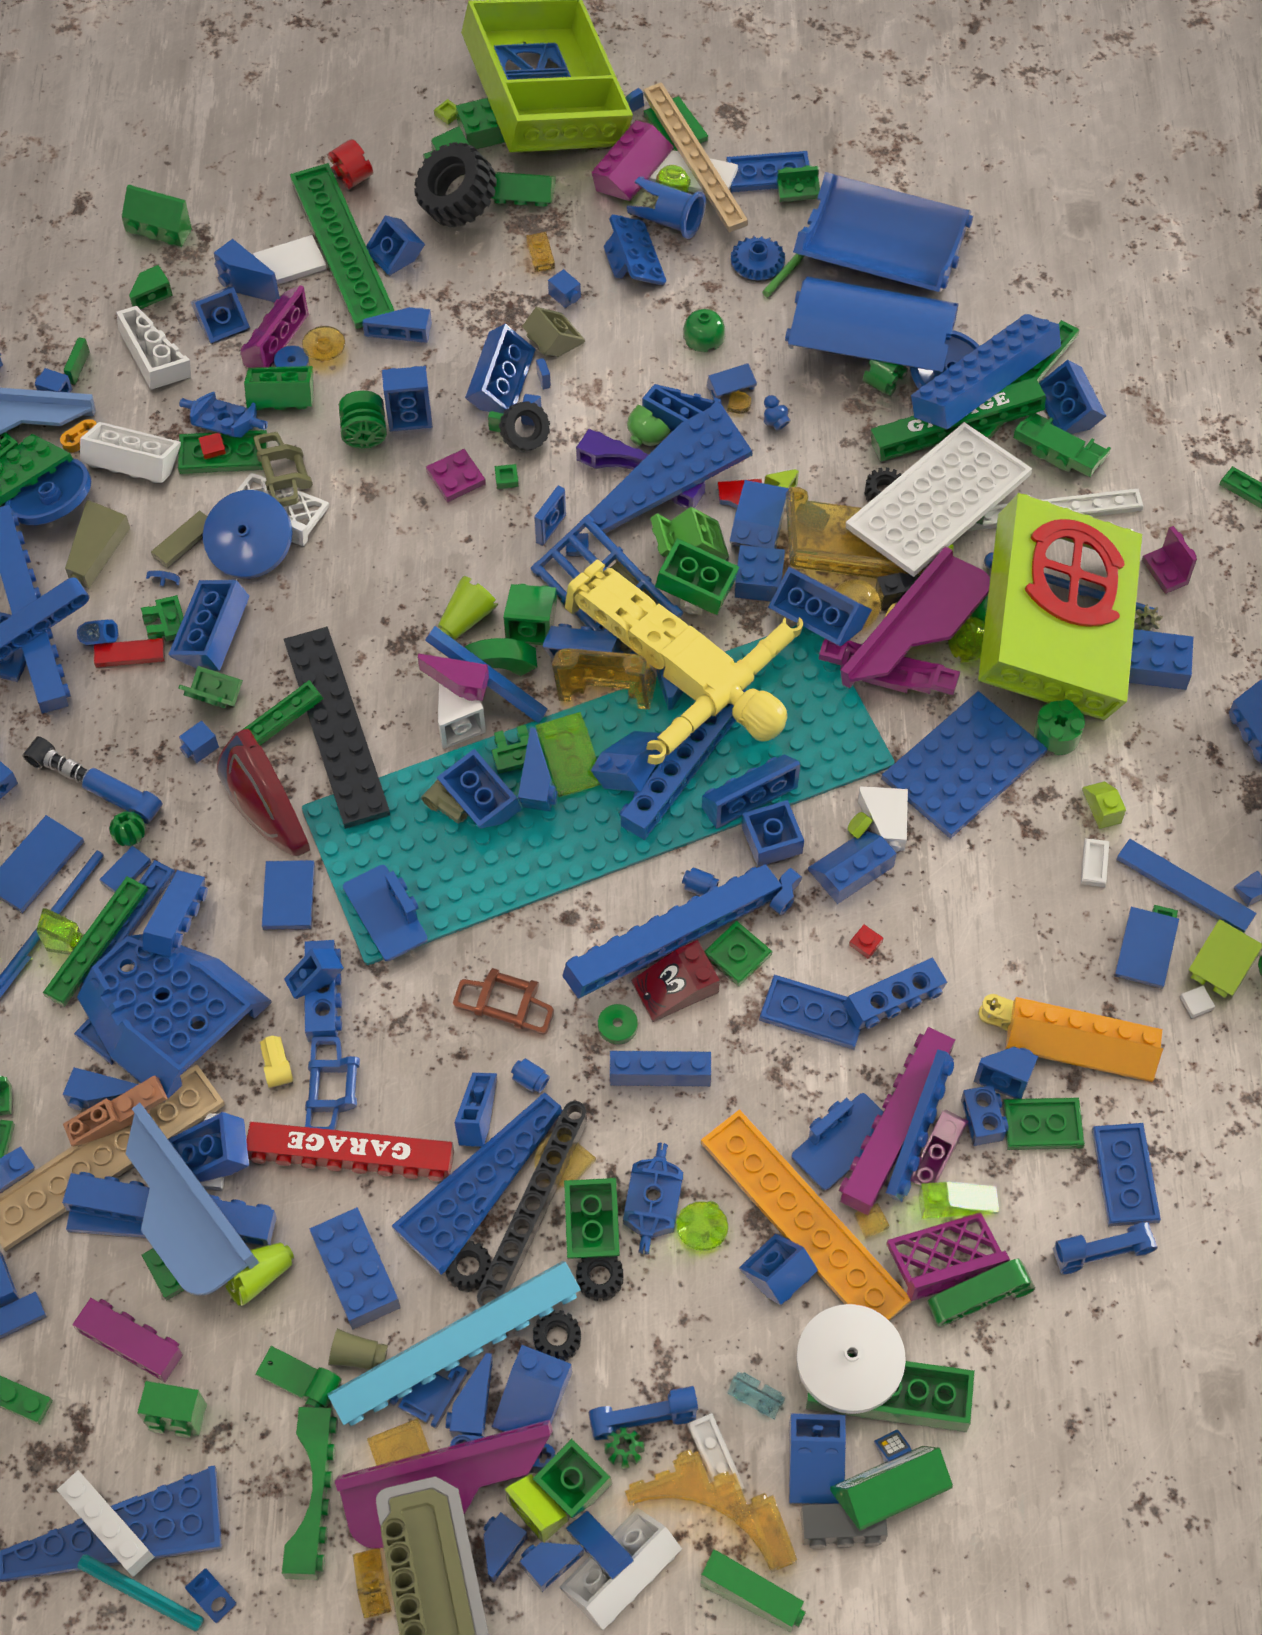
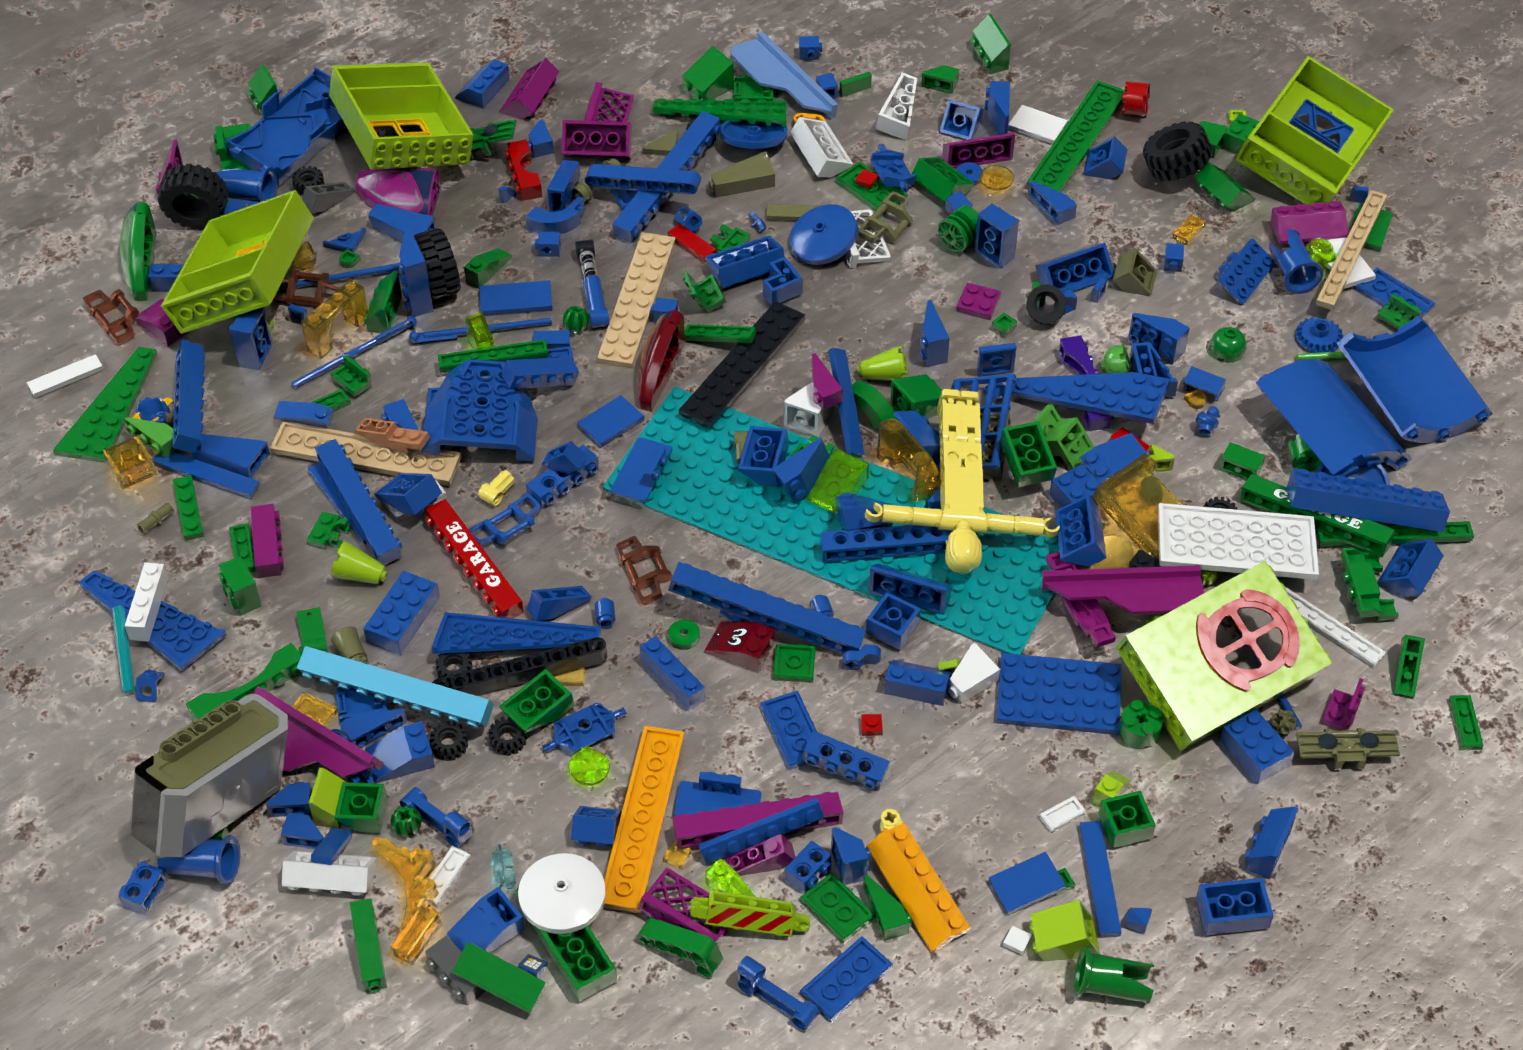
camera: 50 degrees right, 10 degrees down
(111, 1370) = (243, 545): none -> green tile
(153, 756) = (635, 300): none -> tan plate
(181, 1215) = (353, 507): medium blue piece -> none
(272, 611) = (783, 282): none -> blue brick
(327, 399) = (955, 201): none -> blue brick
(470, 542) = (934, 338): none -> blue slope
(655, 365) = (1165, 334): none -> blue slope
(845, 425) = (1241, 461): none -> green brick
(1001, 1205) = (749, 913): none -> lime hinge
(1090, 1084) = (888, 911): none -> green slope
(1150, 816) = (1126, 819): none -> green brick
(1167, 483) = (1408, 665): none -> green slope
(1220, 593) = (1347, 745): none -> olive piece

